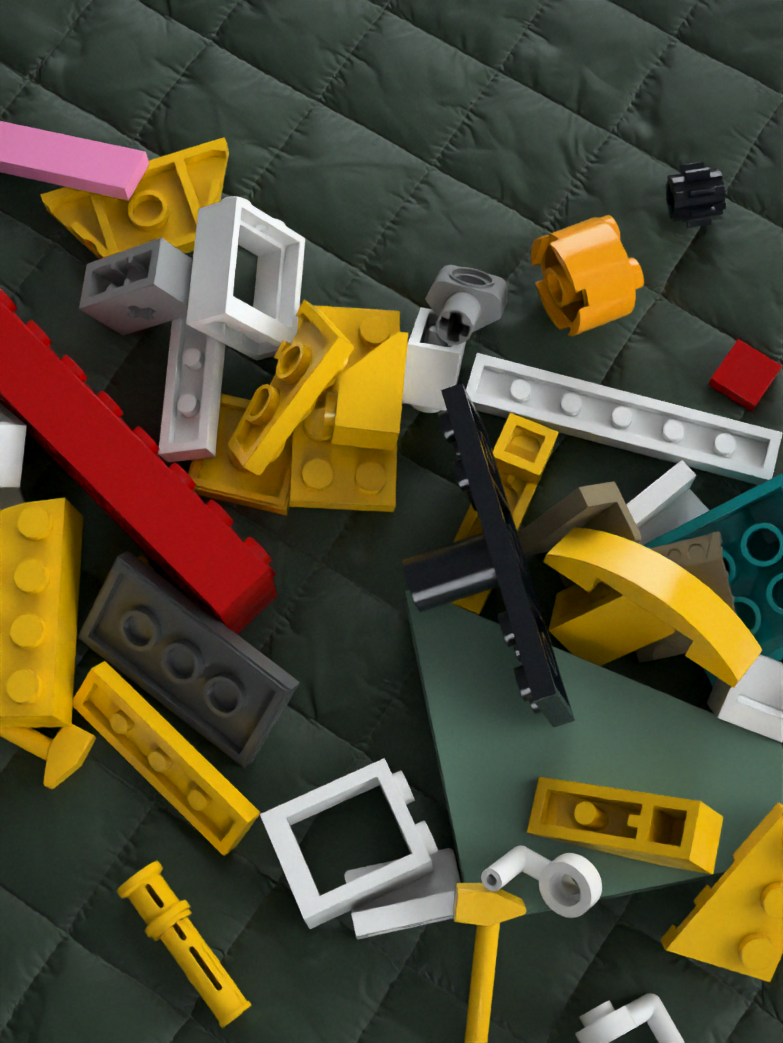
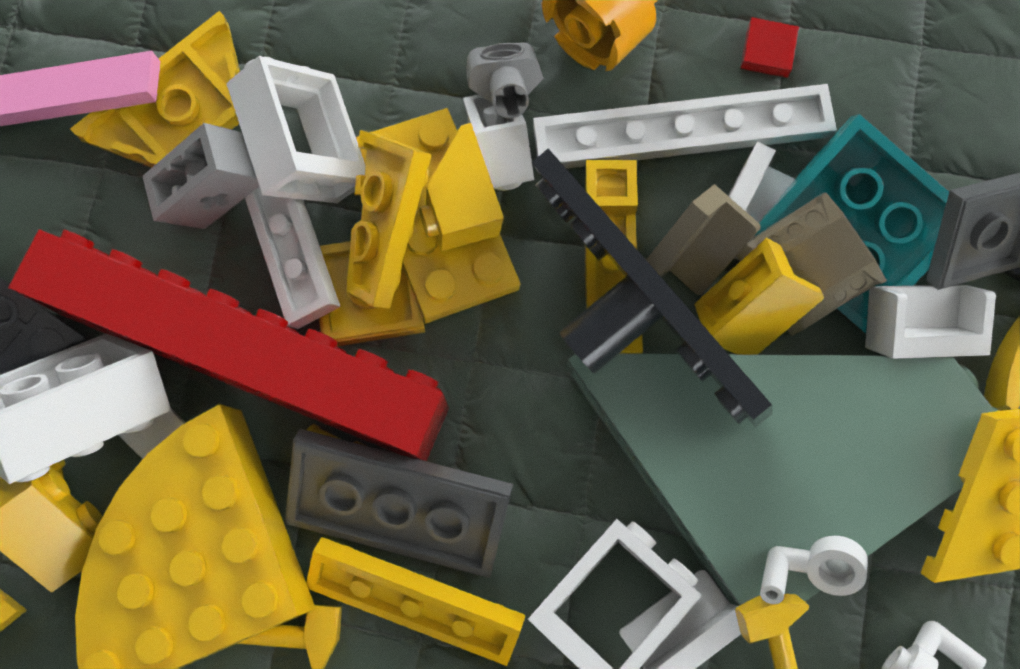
camera: 25 degrees left, 5 degrees up
(627, 823) = (859, 489): yellow slope -> none
(665, 590) = (803, 264): yellow slope -> none

